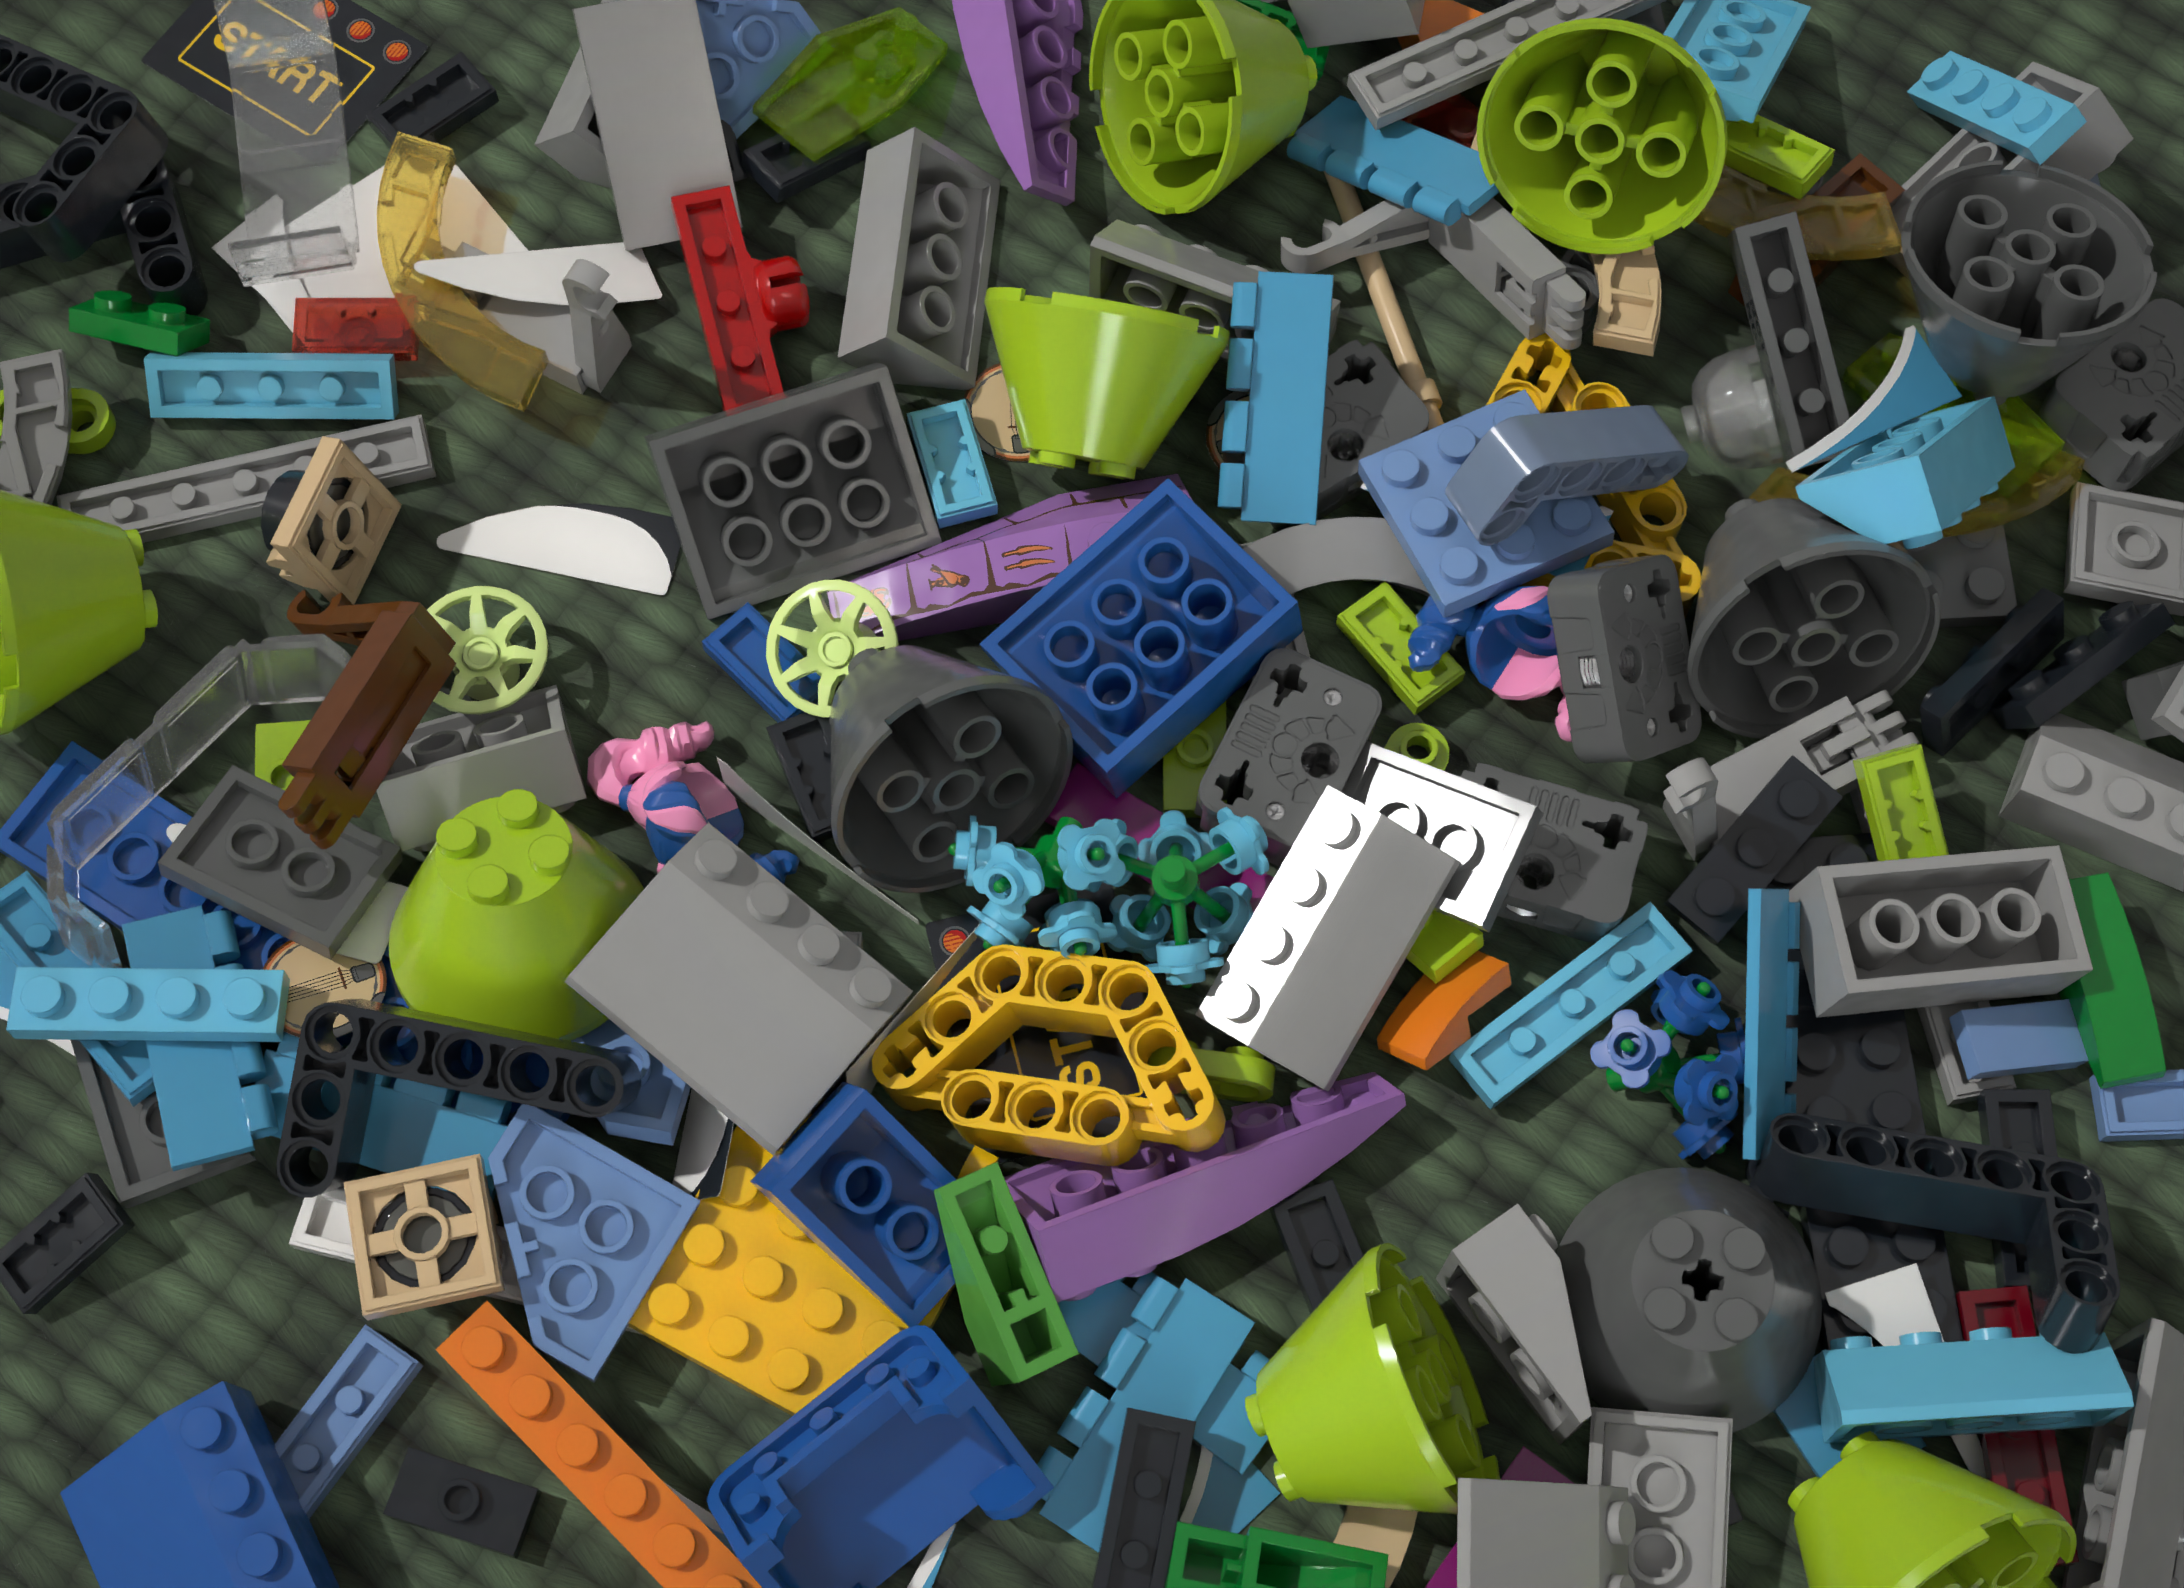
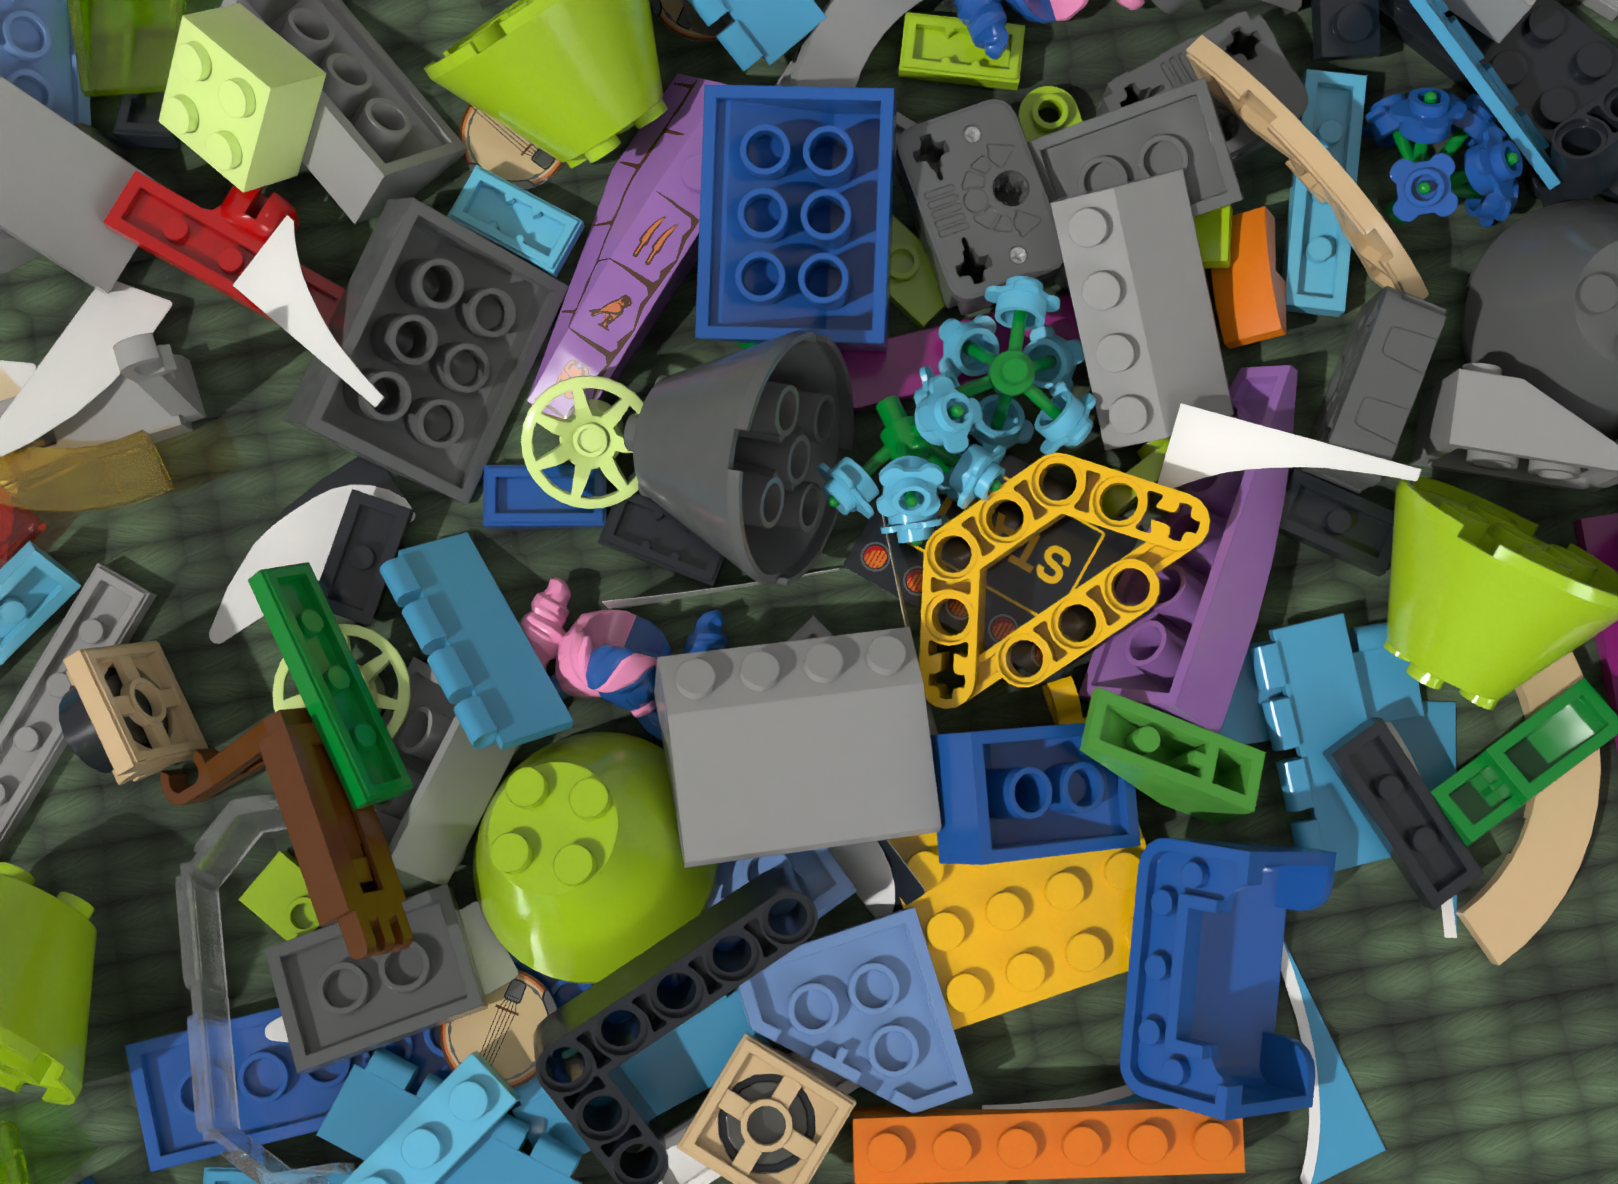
camera: 45 degrees left, 15 degrees up
(473, 629) = (330, 684): none -> green tile
(595, 581) = (365, 539): none -> black plate
(600, 702) = (474, 644): none -> dark azure windscreen
(732, 351) = (280, 291): none -> white sticker
(848, 200) = (241, 96): none -> yellowish green brick
(1278, 1084) = (1217, 444): none -> white sticker
(1446, 1172) = (1376, 381): none -> dark grey axle
(1561, 968) = (1312, 164): none -> tan tile

